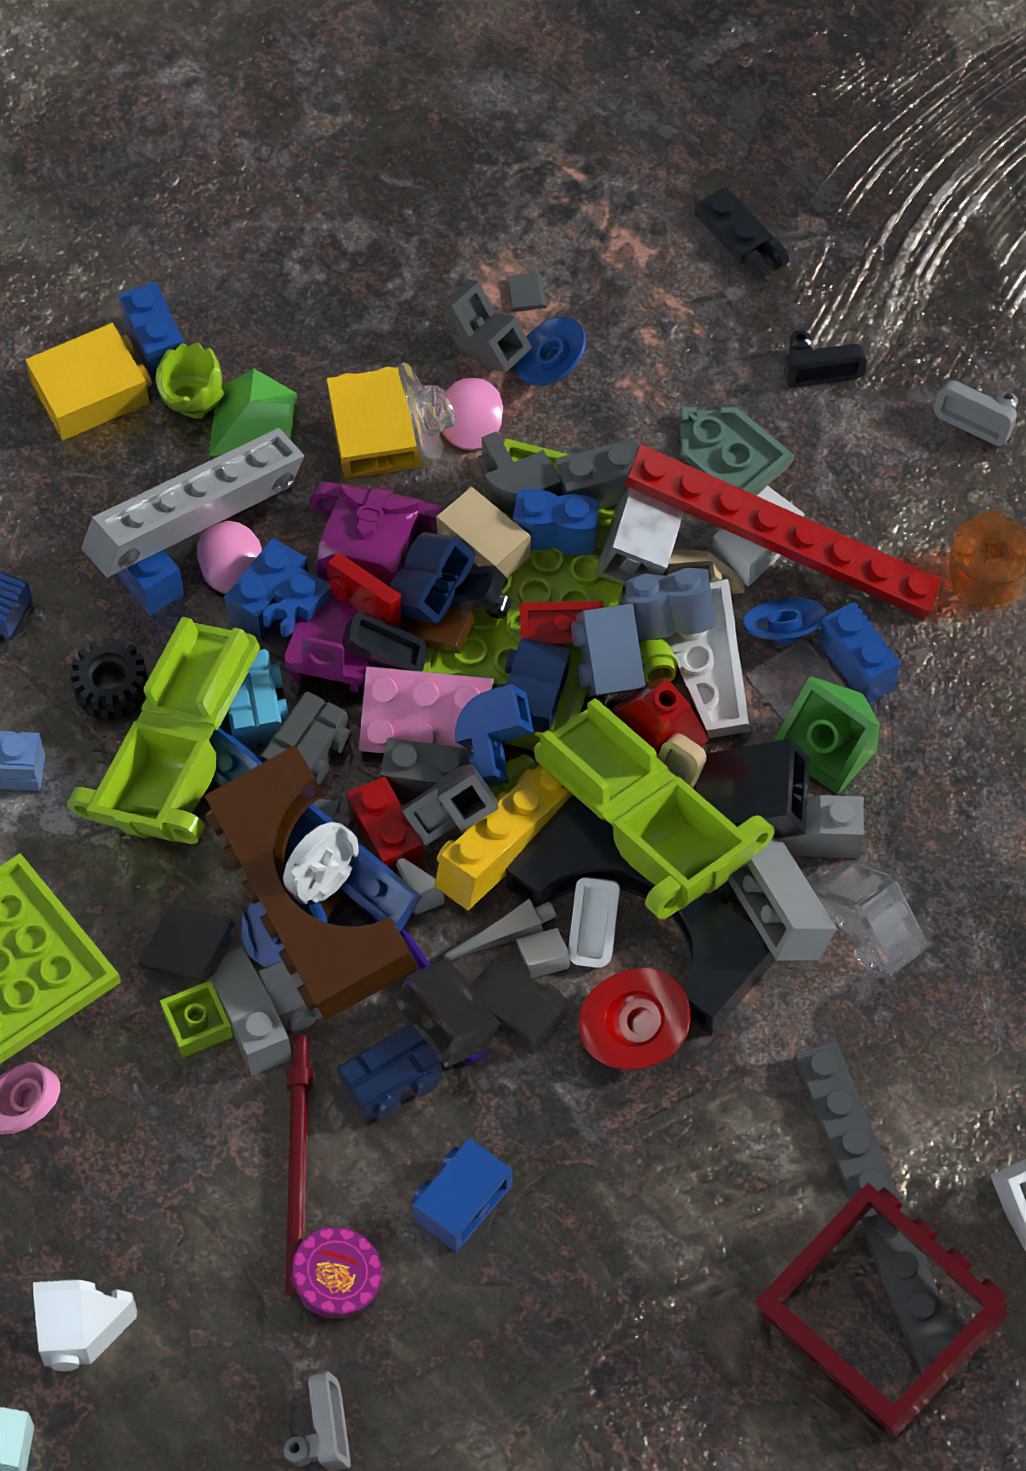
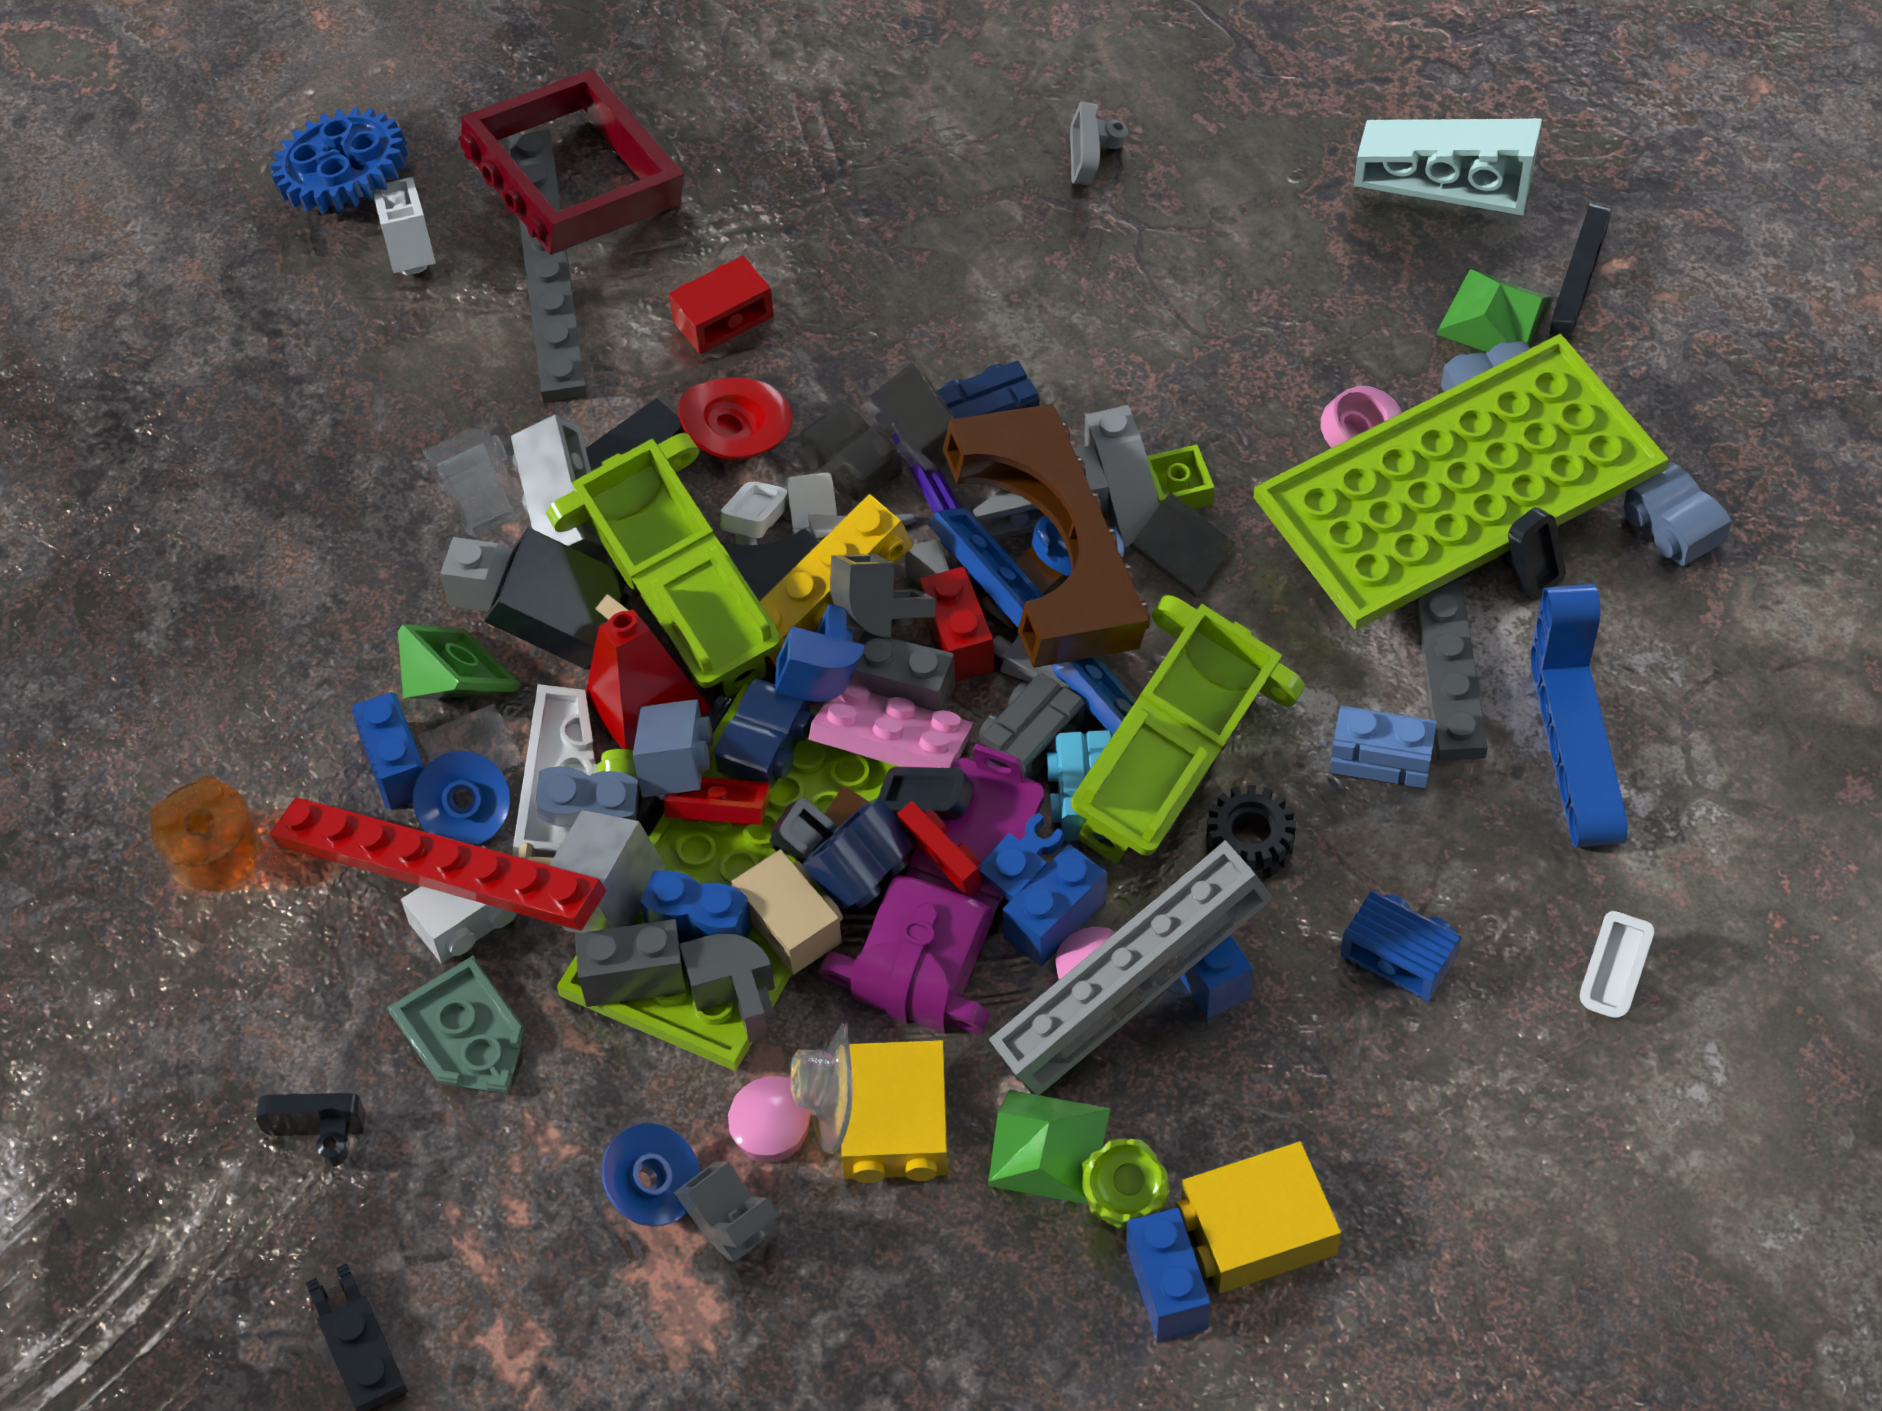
camera: 170 degrees left, 5 degrees down
(78, 1321) = (1305, 234): white slope -> none
(299, 1083) = (1090, 347): dark red bar -> none
(320, 863) = (1031, 536): white tile -> none
(336, 1272) = (1063, 254): magenta tile -> none
(461, 1194) = (934, 299): blue brick -> none
(526, 292) = (662, 1296): dark grey piece -> none
(681, 1162) = (721, 304): none -> red brick
(977, 412) = (135, 1016): light grey piece -> none

